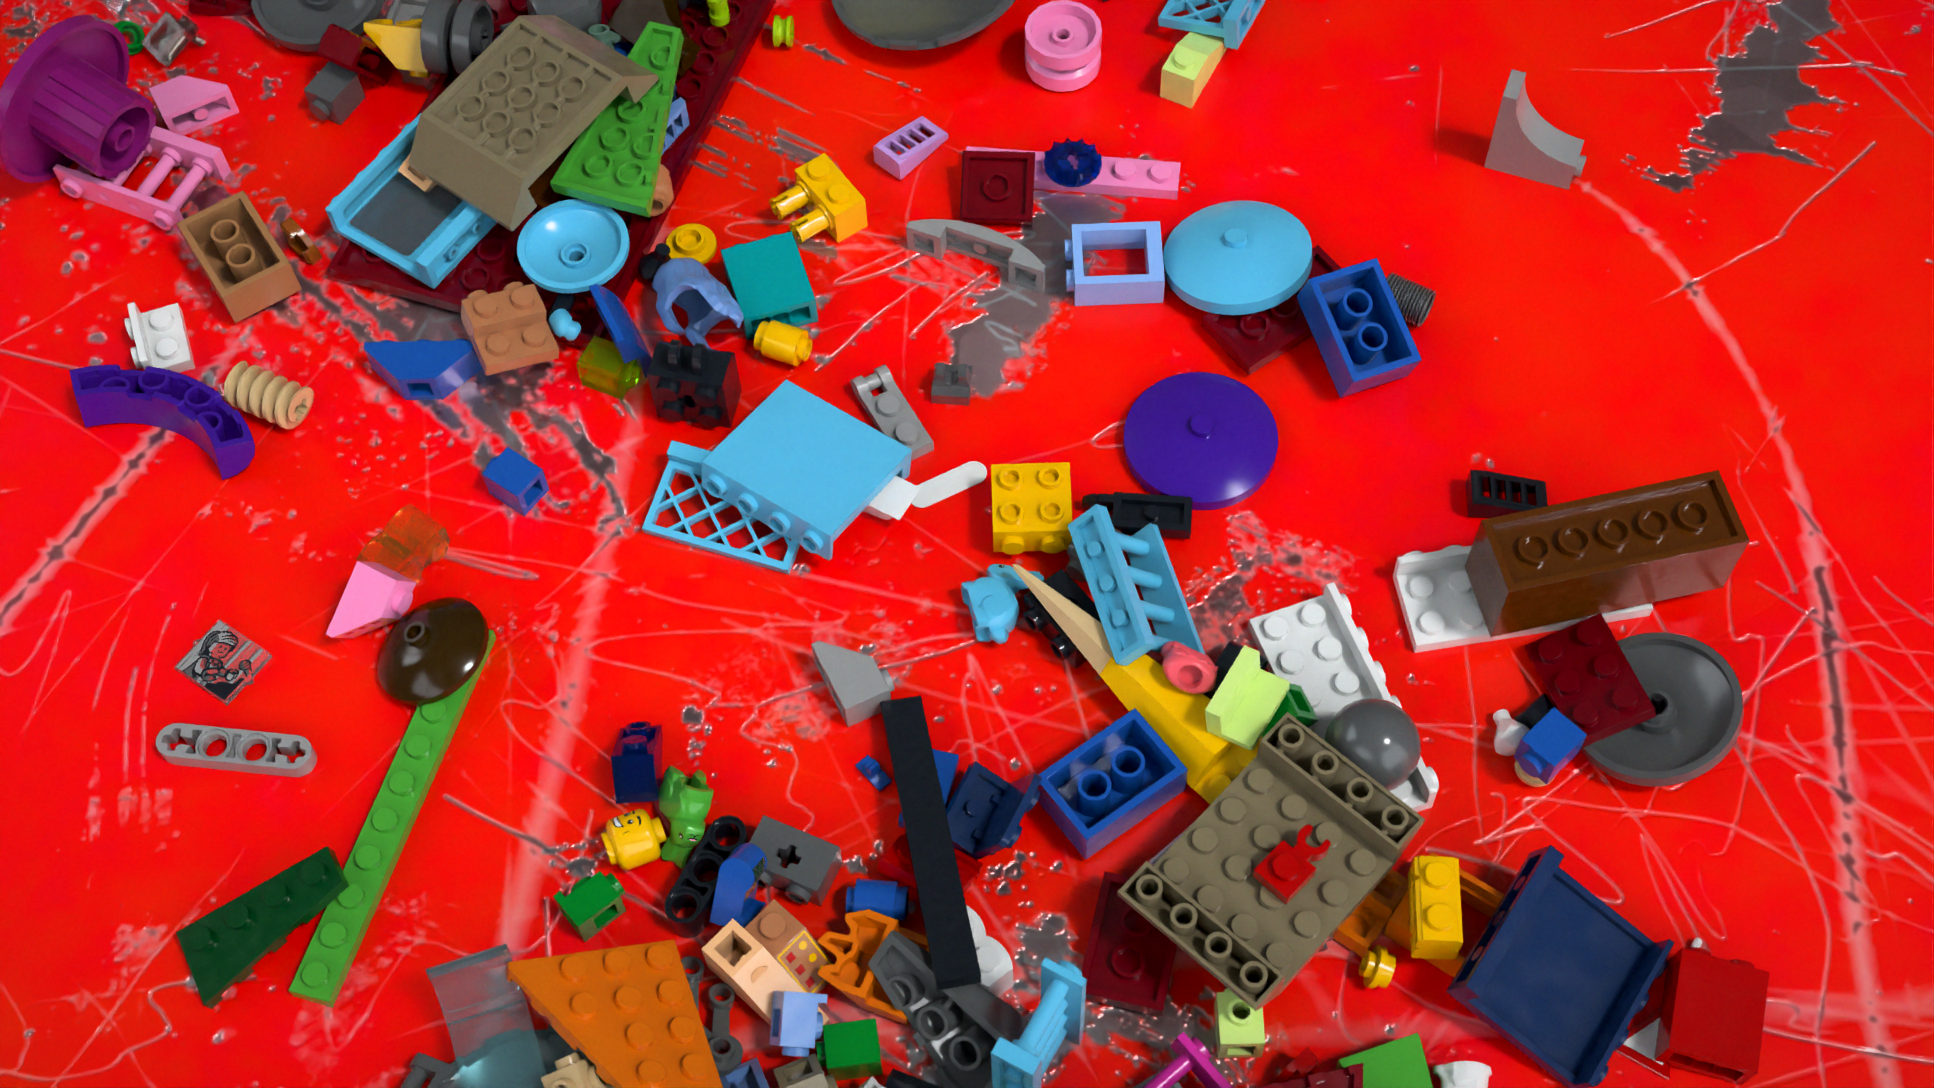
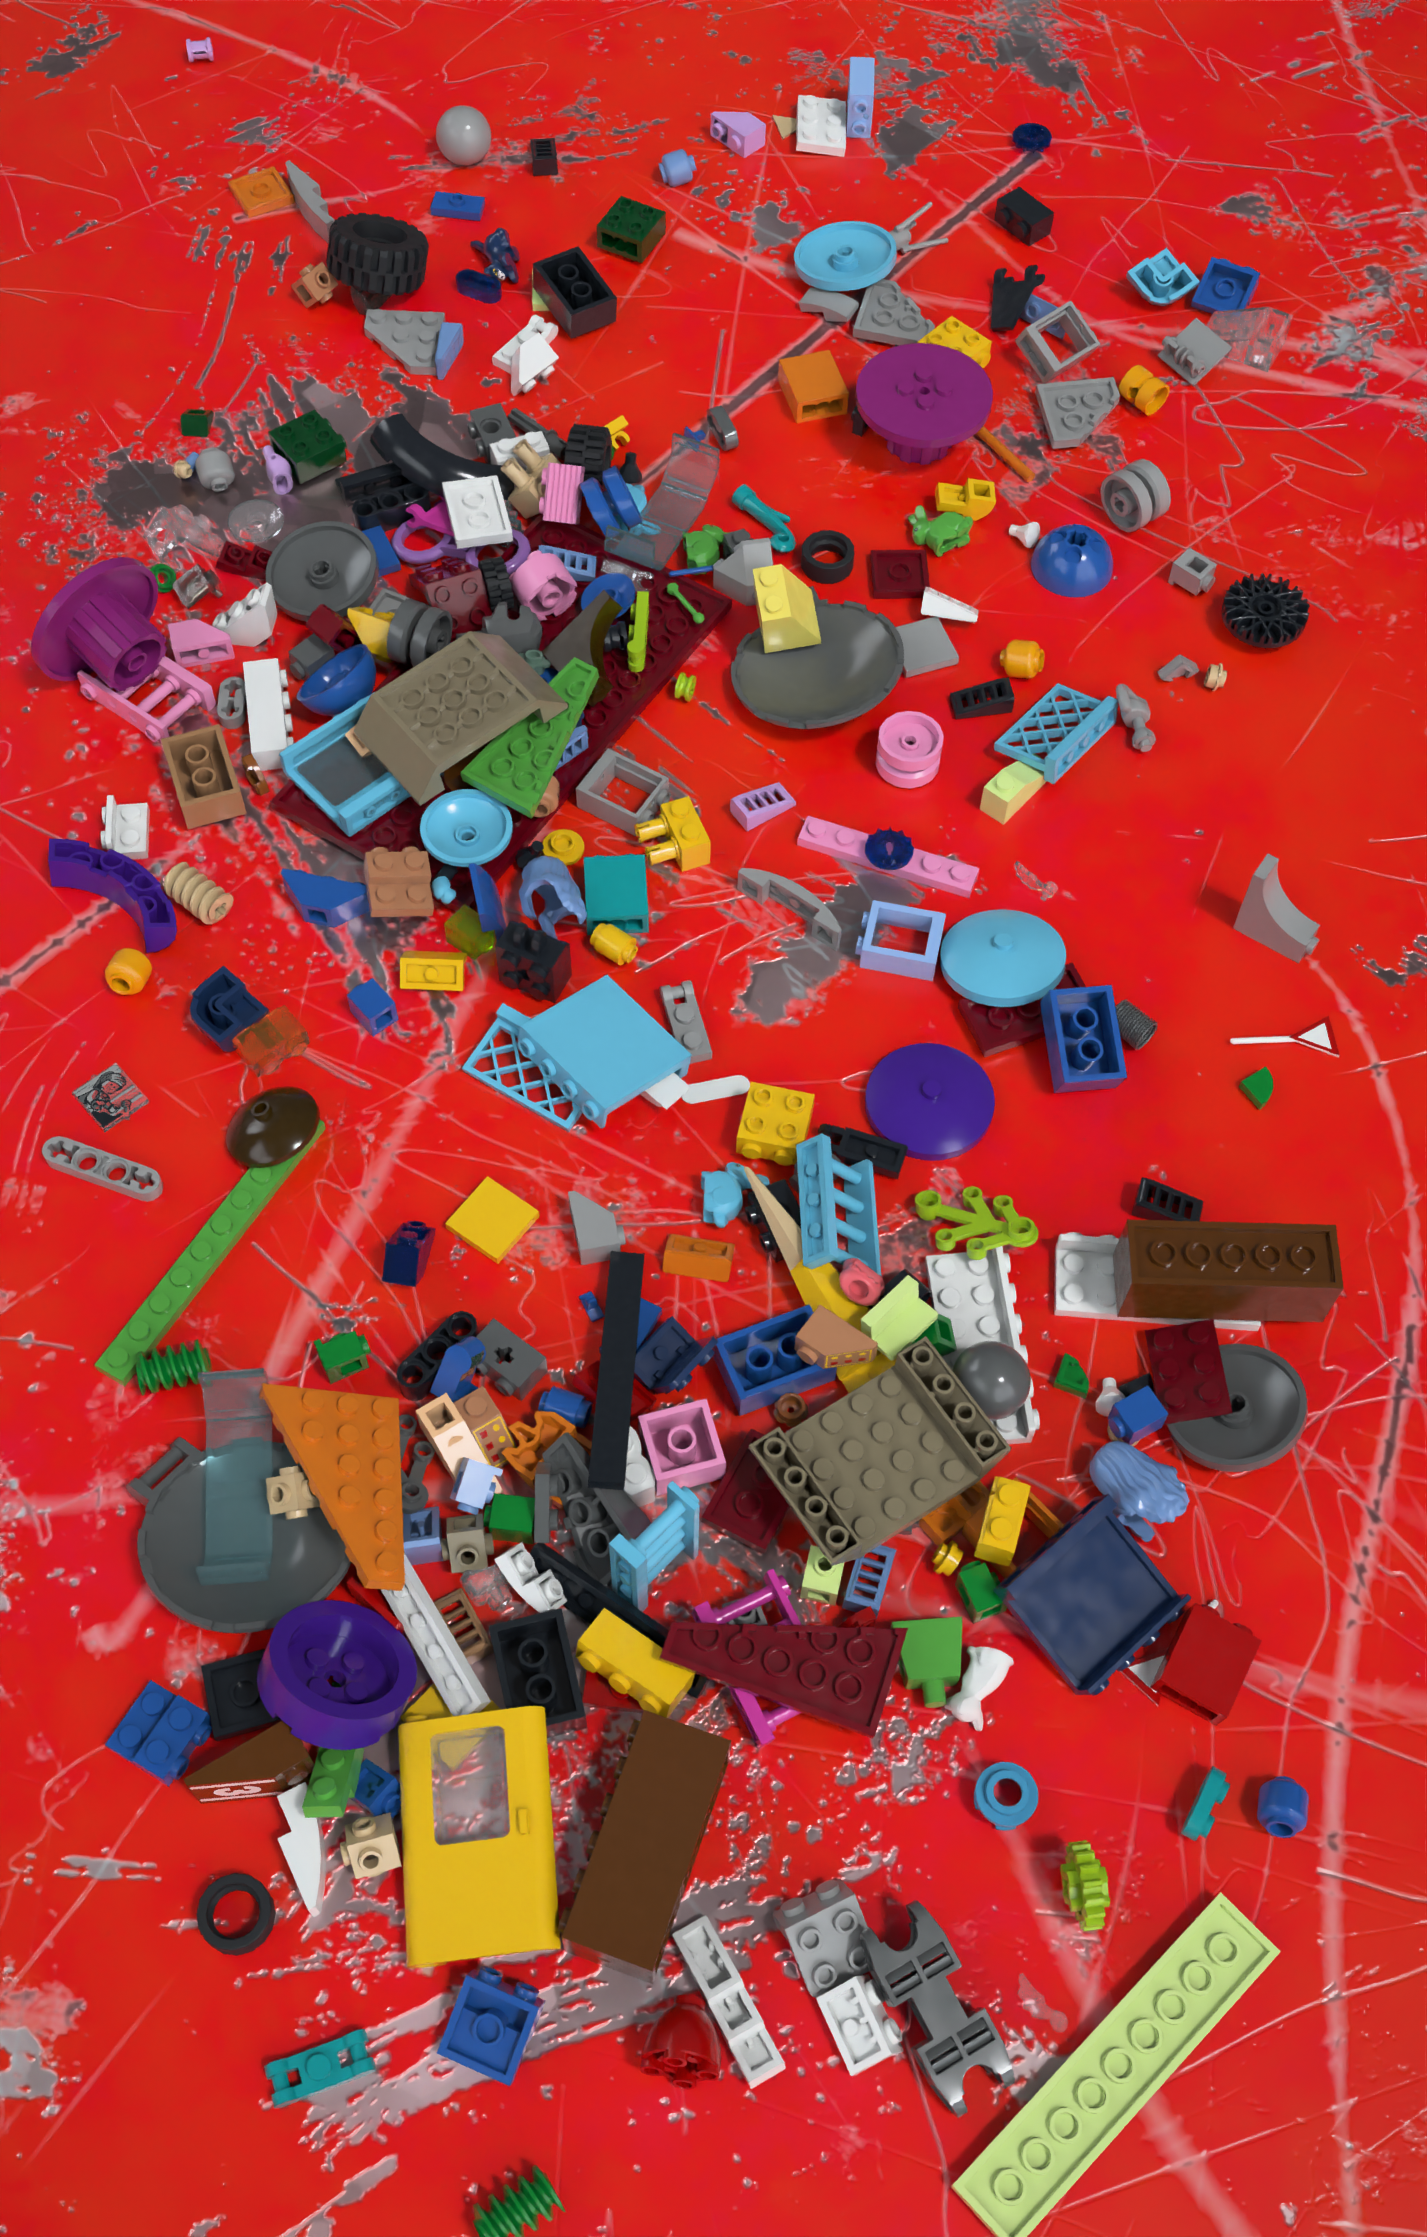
camera: 10 degrees right, 0 degrees up
(206, 506) = (128, 971): none -> light orange head
(243, 166) = (226, 703): none -> light grey beam
(243, 931) = (69, 1311): dark green wing -> none
(248, 61) = (250, 619): none -> white slope
(295, 164) = (267, 711): none -> white brick
(337, 522) = (224, 1008): none -> dark blue brick
(371, 600) = (234, 1075): bright pink slope -> none
(375, 111) = (340, 682): none -> blue piece
(387, 969) = (172, 1367): none -> green piece
(575, 422) = (432, 970): none -> yellow panel
(633, 839) = (388, 1312): yellow head -> none
(685, 805) = (435, 1296): bright green animal -> none
(727, 699) = (492, 1220): none -> yellow tile
(748, 141) = (616, 765): none -> light grey window
(892, 1038) = (545, 1487): none -> dark grey plate
(951, 384) = (741, 1009): flat silver tile -> none
(984, 685) = (698, 1258): none -> orange slope
(997, 188) = (822, 856): dark red tile -> none
(1031, 912) = (682, 1446): none -> bright pink brick
(1146, 827) = (794, 1401): none -> dark orange plate
(1178, 745) = (833, 1342): none -> nougat slope
(1245, 165) = (1031, 880): none -> clear piece
(1289, 868) = (892, 1461): red plate -> none
(1289, 1046) = (857, 1602): none -> medium blue slope
(1347, 565) = (1015, 1231): none -> lime plant
(1425, 997) = (977, 1593): none -> green brick
(1456, 720) = (1072, 1377): none -> green tile
(1567, 338) = (1258, 1087): none -> green tile
(1577, 826) = (1138, 1487): none -> medium blue hair
(1614, 266) = (1317, 1036): none -> white piece

